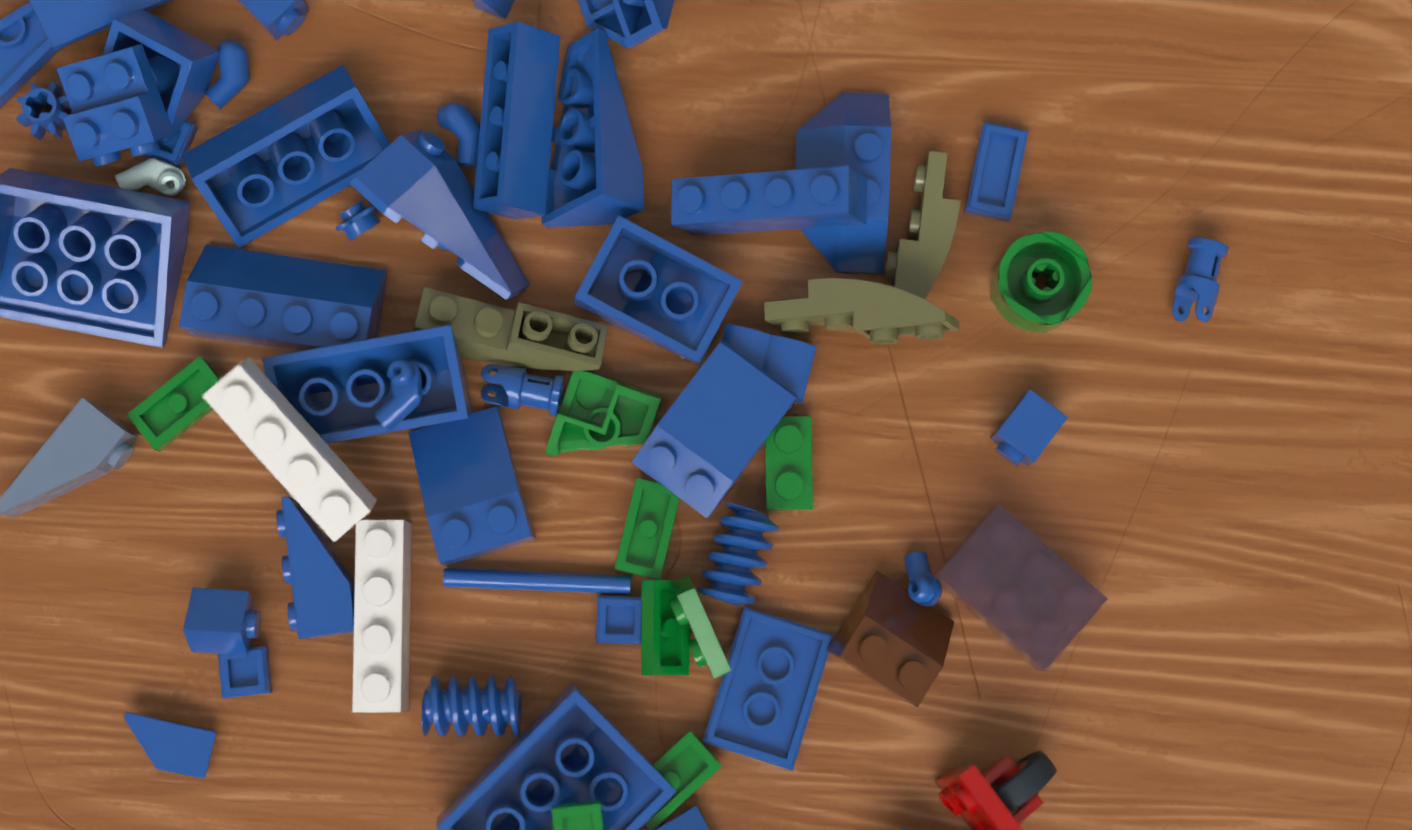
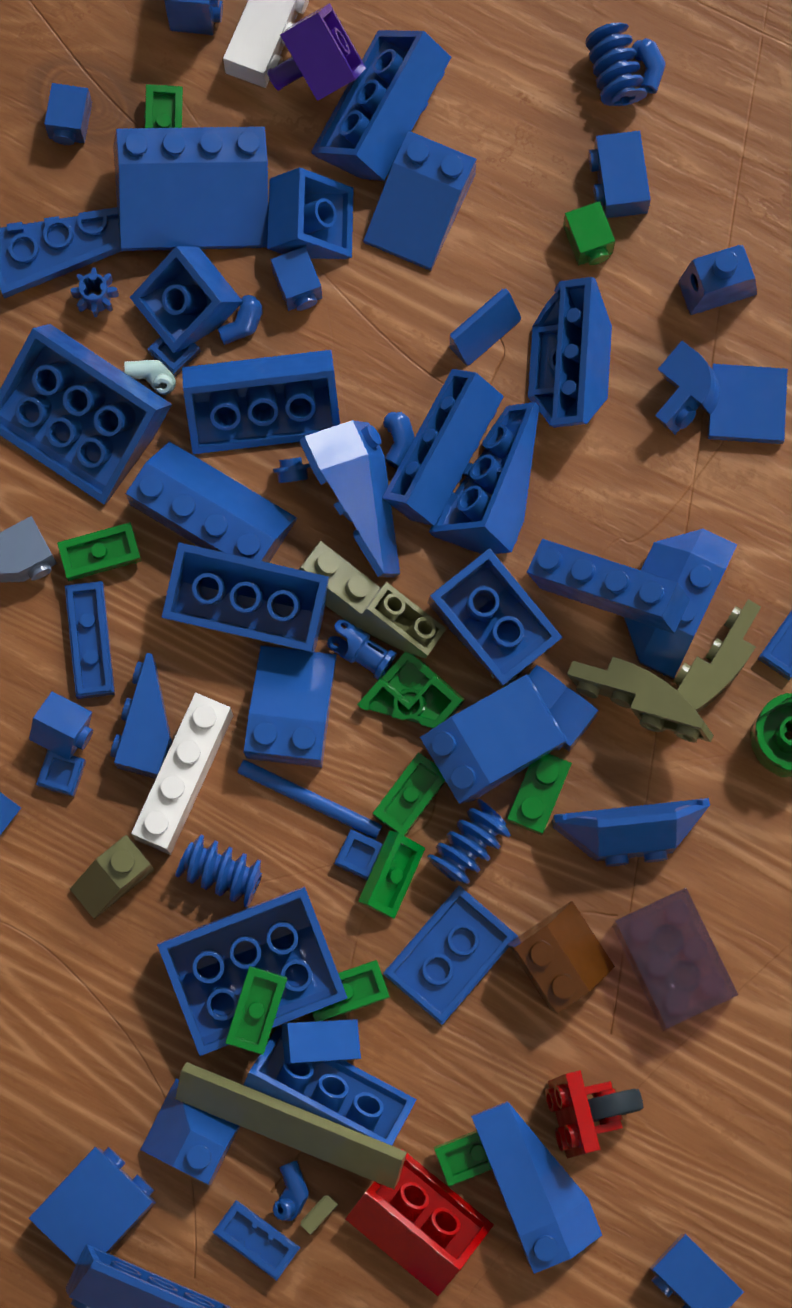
camera: 25 degrees right, 5 degrees down
(113, 106) = (147, 310): blue plate -> none
(212, 508) = (89, 640): none -> blue tile
(290, 449) = (171, 617): white brick -> none
(352, 765) = (111, 876): none -> olive slope
(406, 393) = (273, 613): blue arm -> none
(689, 610) = (416, 900): plate -> none
(910, 463) = (631, 831): none -> blue wedge
(923, 586) = (601, 925): blue arm -> none
(1027, 429) = (733, 843): blue brick -> none

